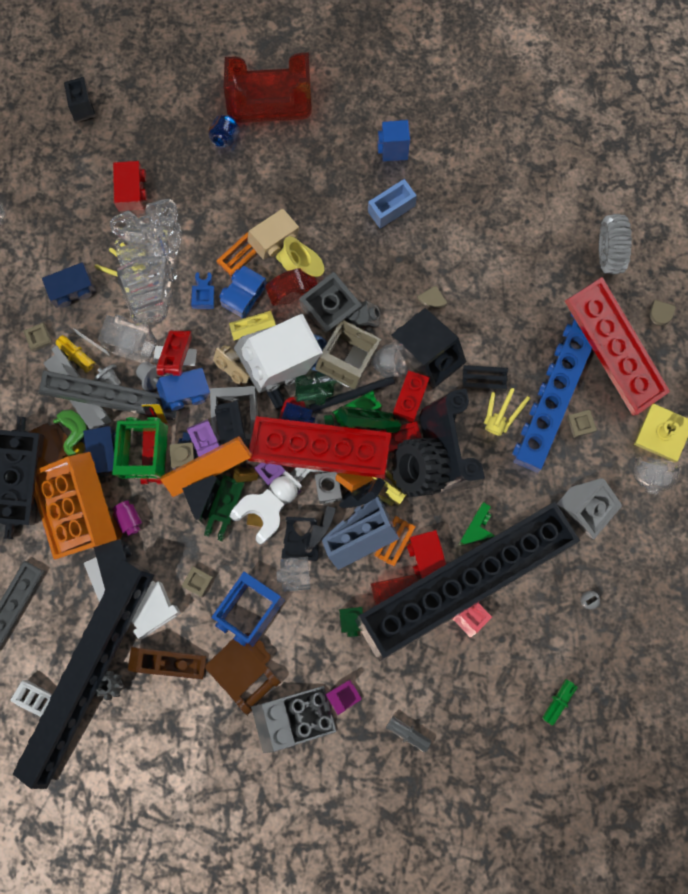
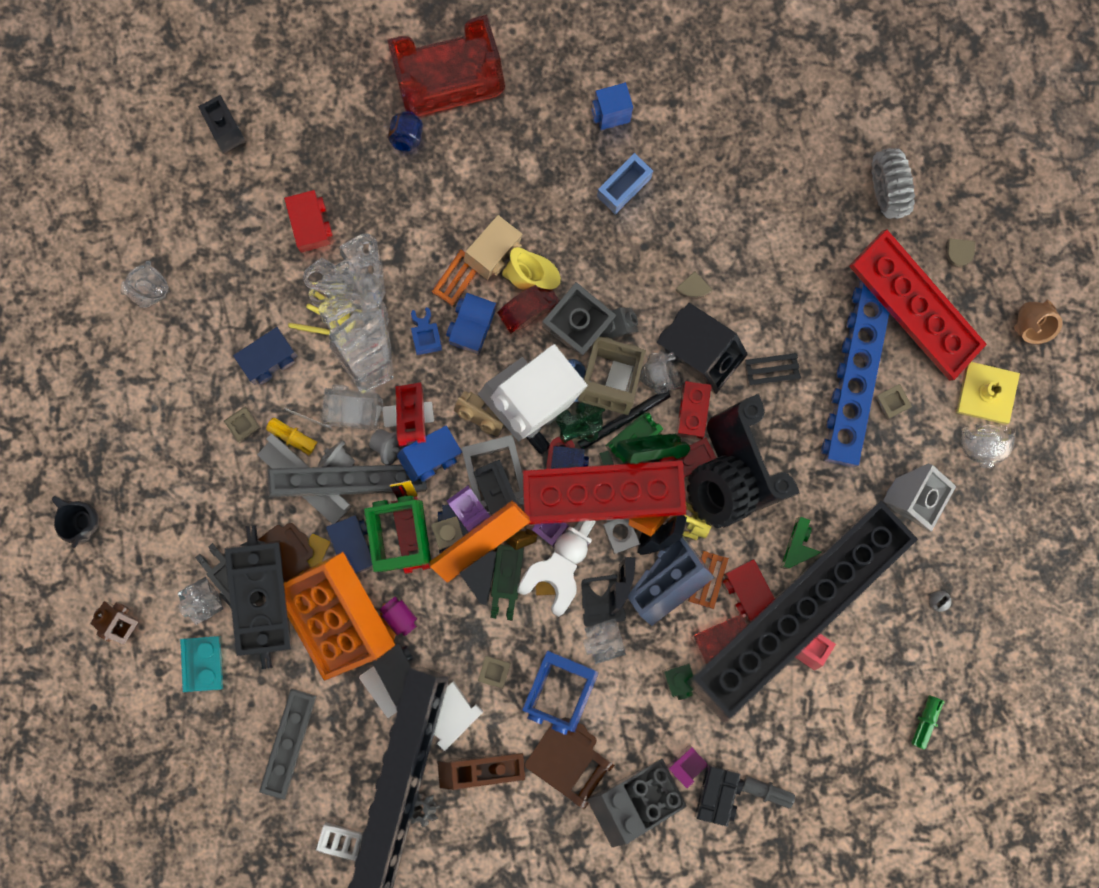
camera: 20 degrees left, 5 degrees up
(76, 425) = (312, 519): bright green piece -> none
(252, 324) = (492, 361): light yellow plate -> none
(364, 728) = (718, 795): none -> black brick
(496, 423) = (797, 420): light yellow plant -> none

